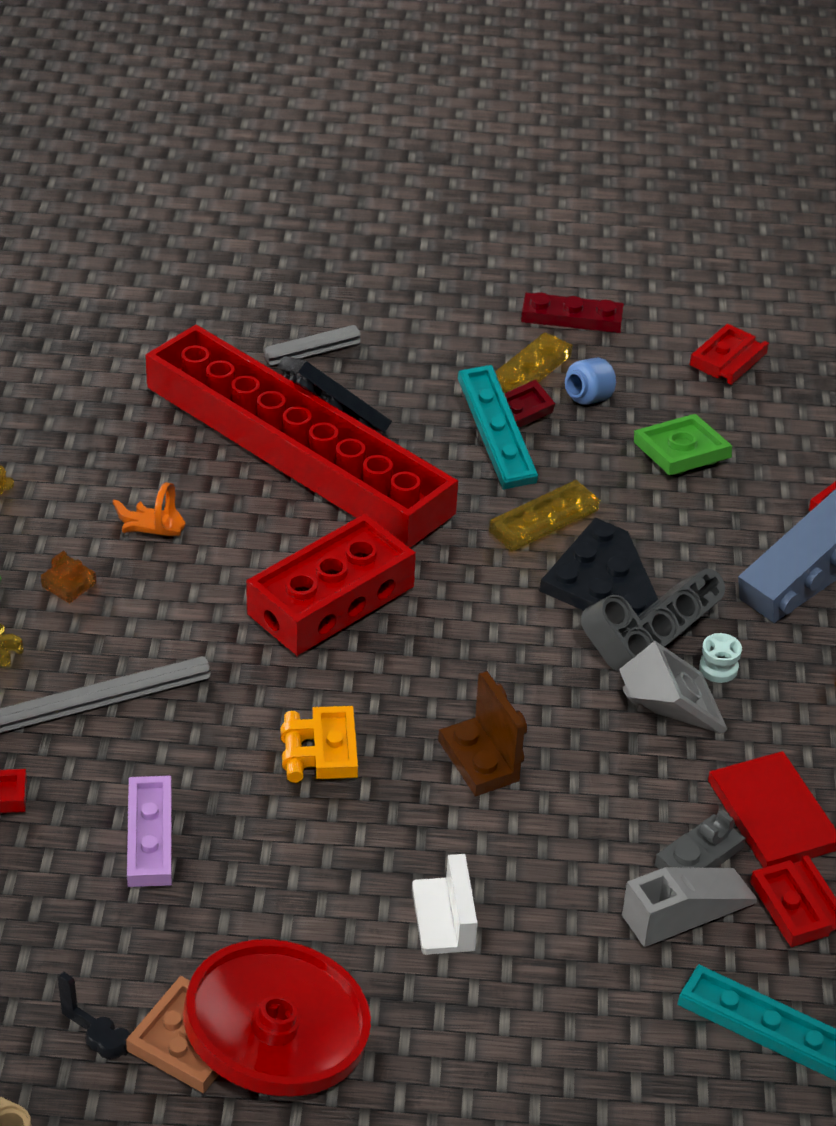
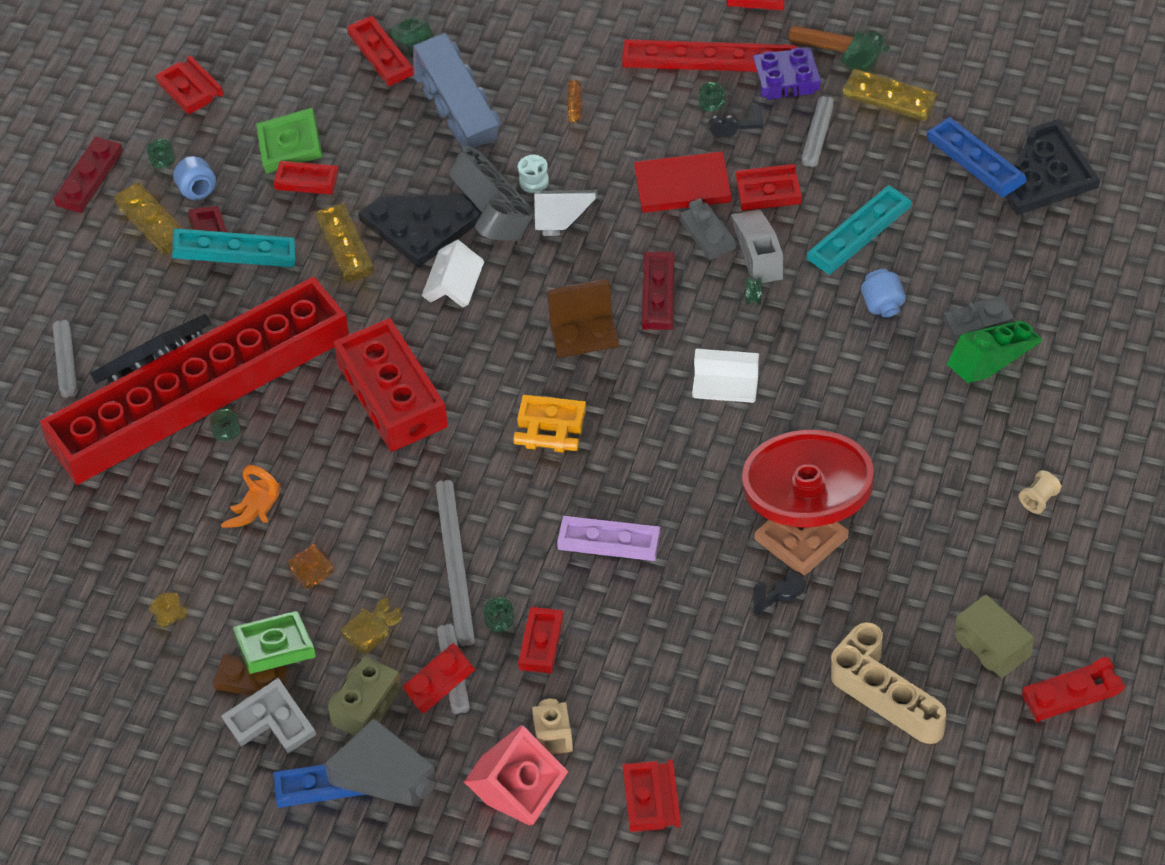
camera: 70 degrees left, 10 degrees up
(19, 739) = (505, 620): none -> clear green bush
(252, 475) = (221, 417): none -> clear green bush
(529, 618) = (453, 274): none -> white panel
(577, 817) = (658, 291): none -> dark red tile
(603, 912) = (753, 291): none -> clear green bush
(622, 355) = (161, 146): none -> clear green bush
(631, 467) = (306, 177): none -> red plate
(649, 1062) = (883, 292): none -> medium blue head

